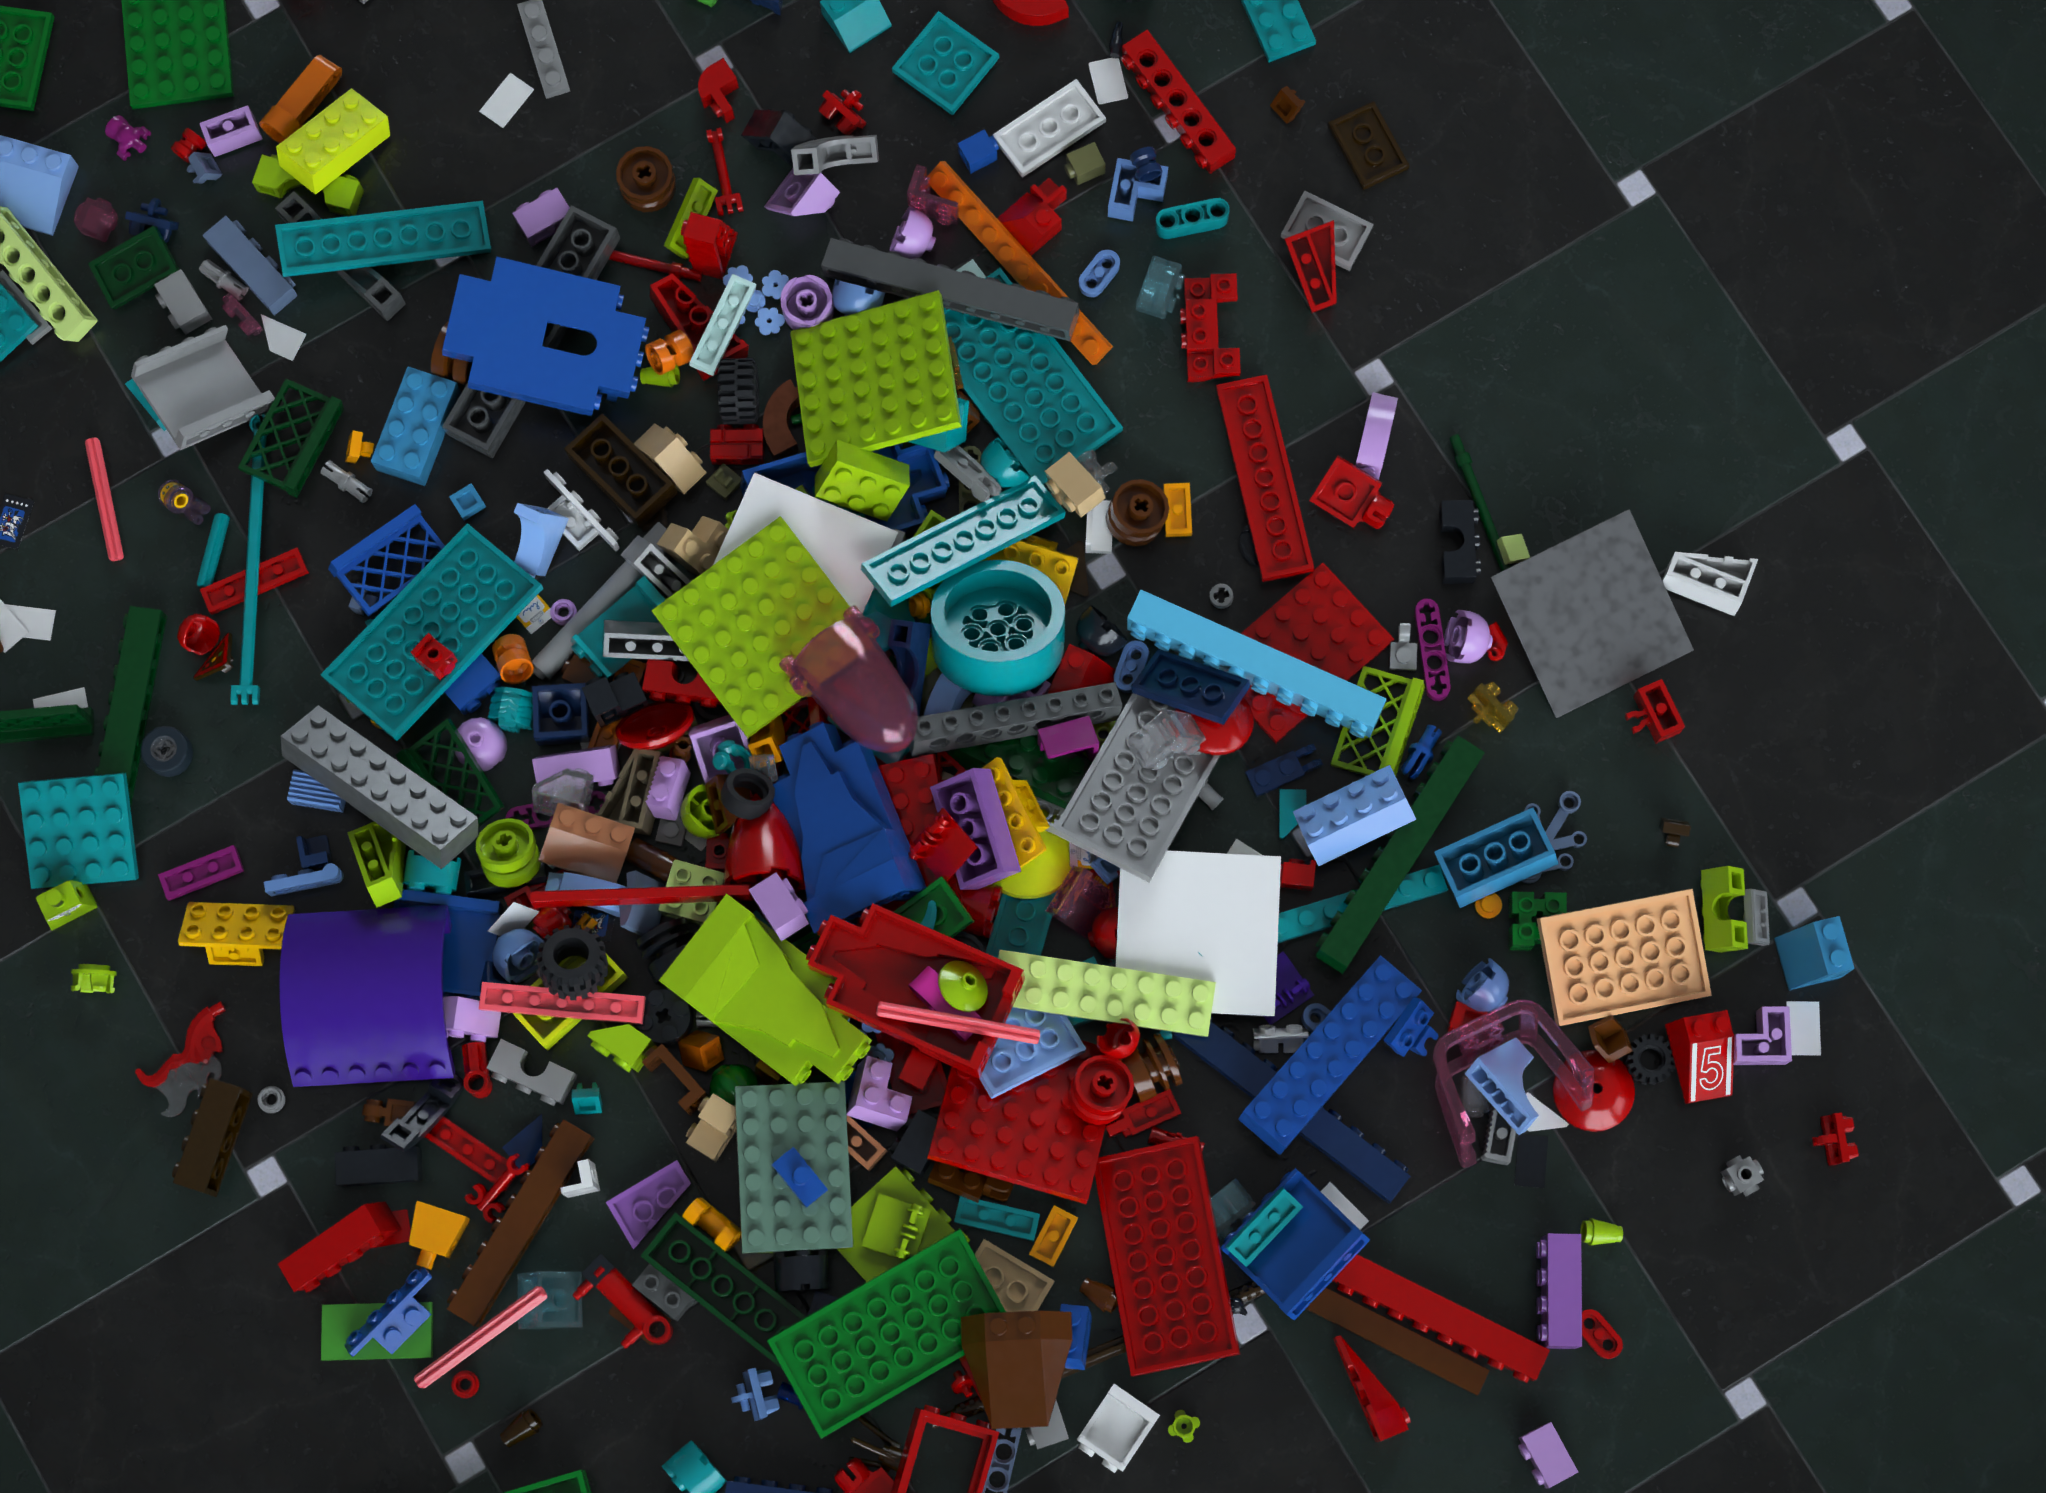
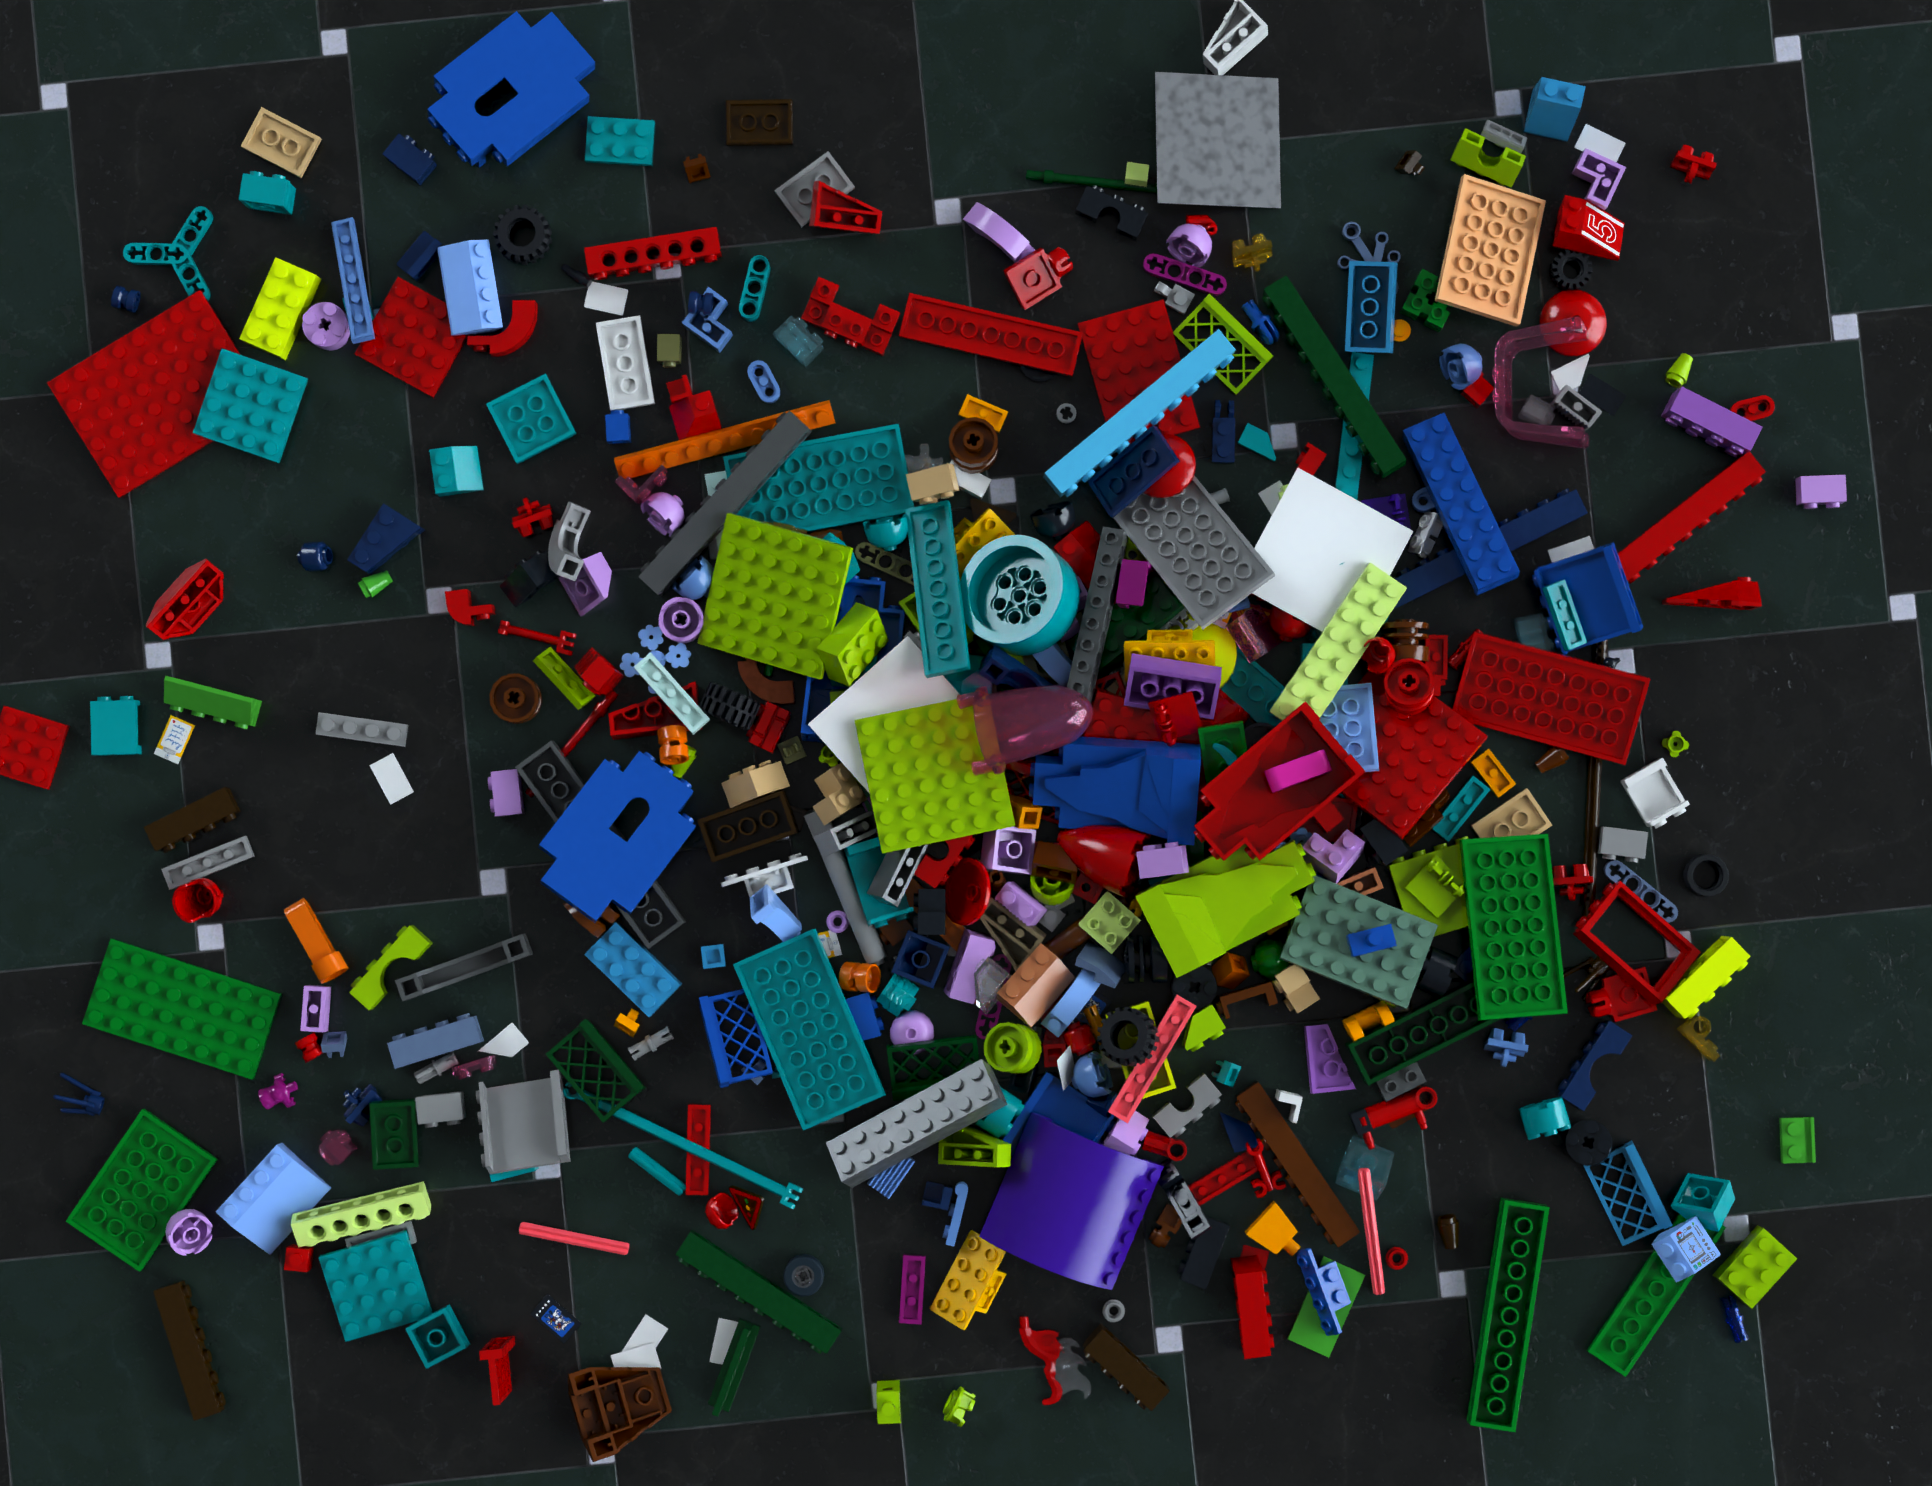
camera: 65 degrees left, 10 degrees up
(78, 830) = (837, 1369): teal plate -> none
(180, 499) = (604, 1179): clear purple piece -> none
(333, 141) = (366, 931): neon yellow brick -> none
(382, 238) = (467, 927): teal plate -> none
(426, 655) = (826, 1036): red brick -> none
(636, 896) = (1102, 961): red tile -> none
(722, 760) = (1025, 852): teal piece -> none
(756, 782) = (1056, 832): black tyre -> none
(764, 764) = (1043, 824): clear tile -> none
(919, 605) = (974, 646): light orange plate -> none
(958, 1022) = (1320, 768): coral axle -> none
(963, 986) = (1292, 752): lime dish -> none
(969, 472) = (883, 558): light grey hinge -> none
(1017, 1363) = (1581, 844): reddish brown wedge -> none
(1081, 1332) = (1575, 794): blue brick -> none
(1130, 667) = (1089, 508): medium blue plate -> none
(1163, 736) = (1167, 508): clear brick -> none
(1354, 815) = (1289, 397): light blue brick -> none
(1399, 1340) = (1690, 554): reddish brown tile -> none
(1412, 1029) = (1469, 434): blue plate -> none
(1501, 1082) = (1541, 388): light blue arch -> none
(1610, 1038) = (1544, 291): reddish brown panel -> none
(1658, 712) = (1317, 130): red brick -> none
(1732, 1175) = (1683, 251): light grey brick -> none

